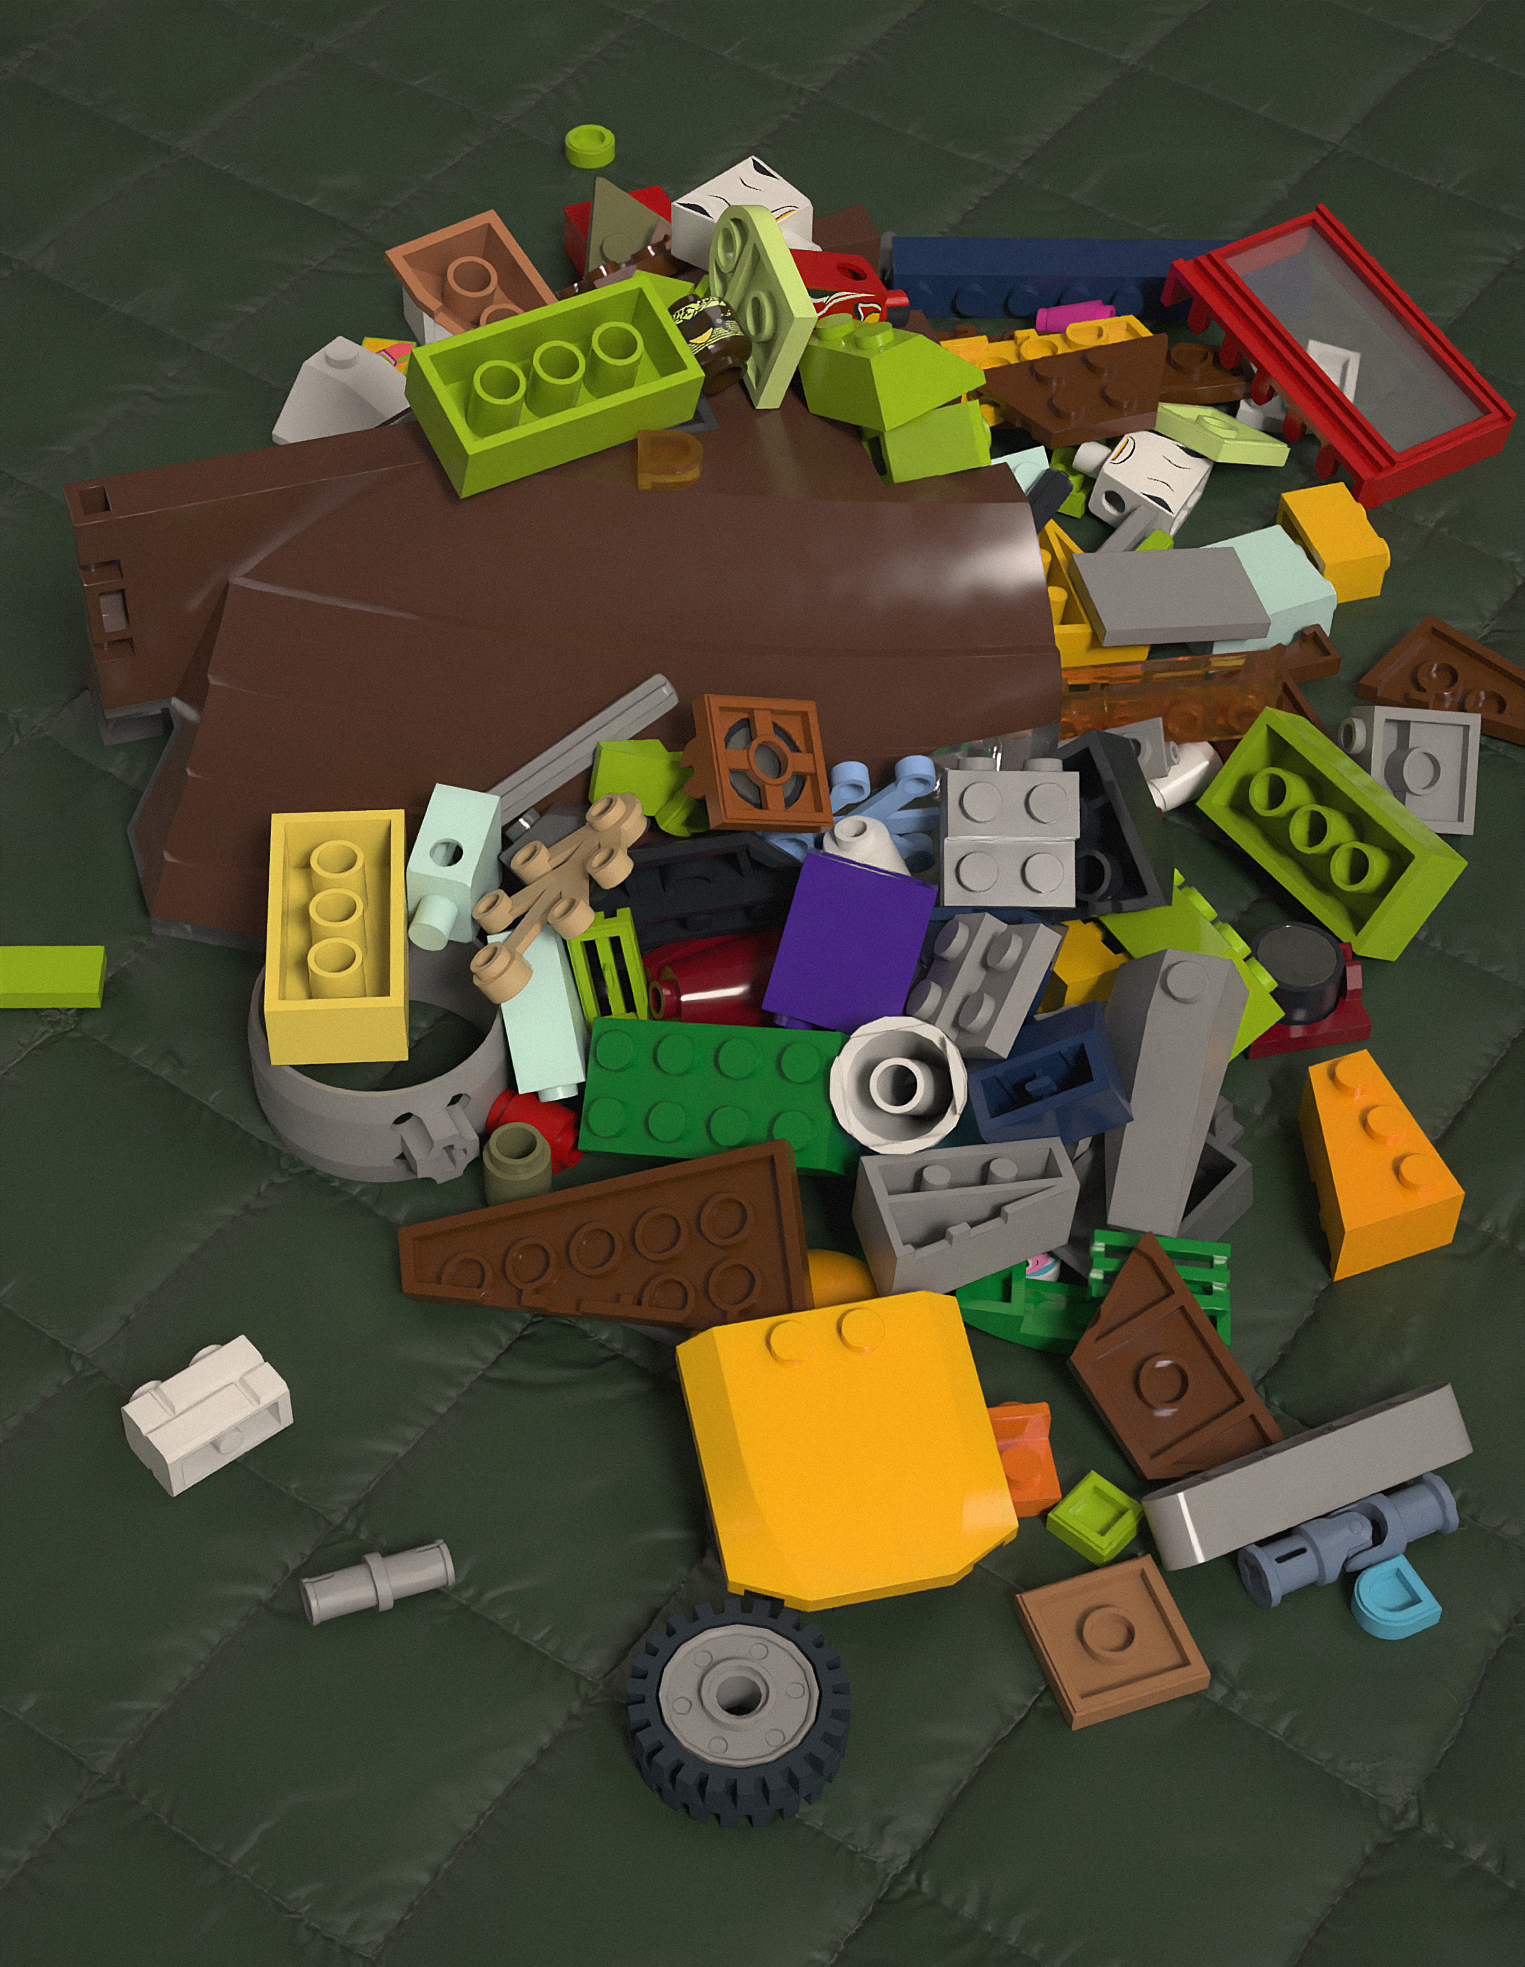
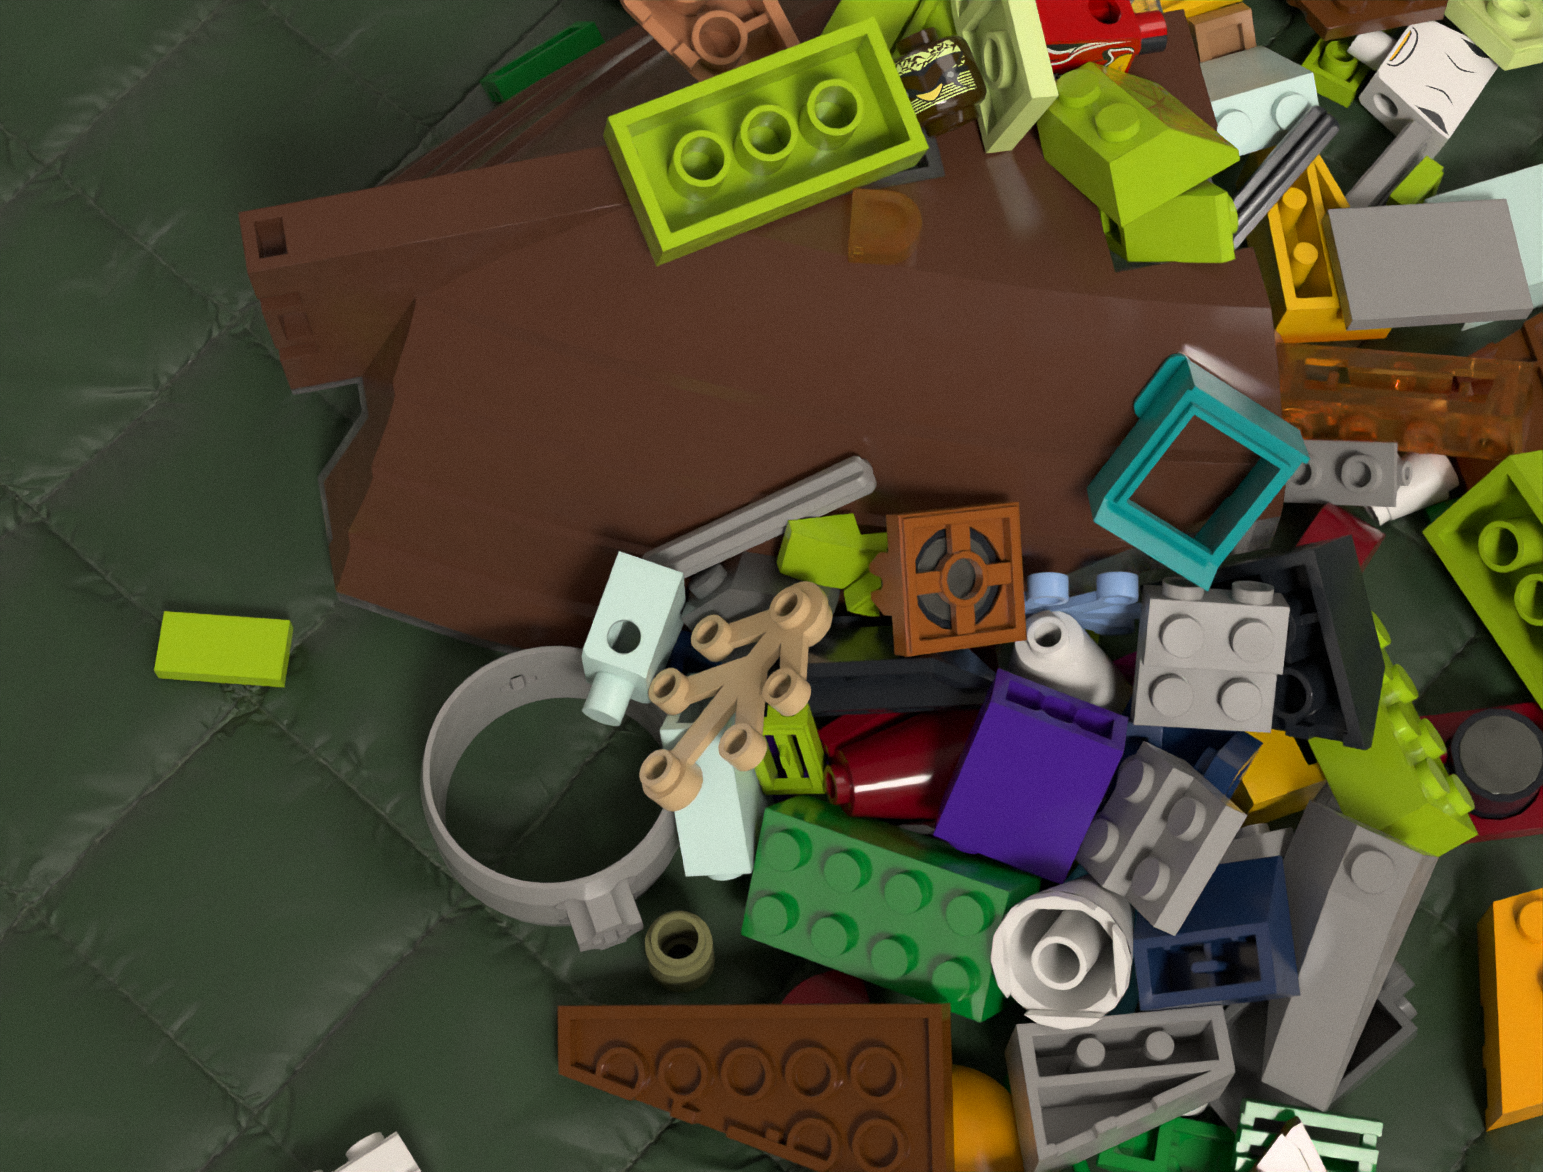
camera: 10 degrees right, 20 degrees up
(337, 938) = (510, 710): light yellow brick -> none
(555, 1122) = (714, 901): red brick -> none
(934, 604) = (1164, 409): none -> teal piece

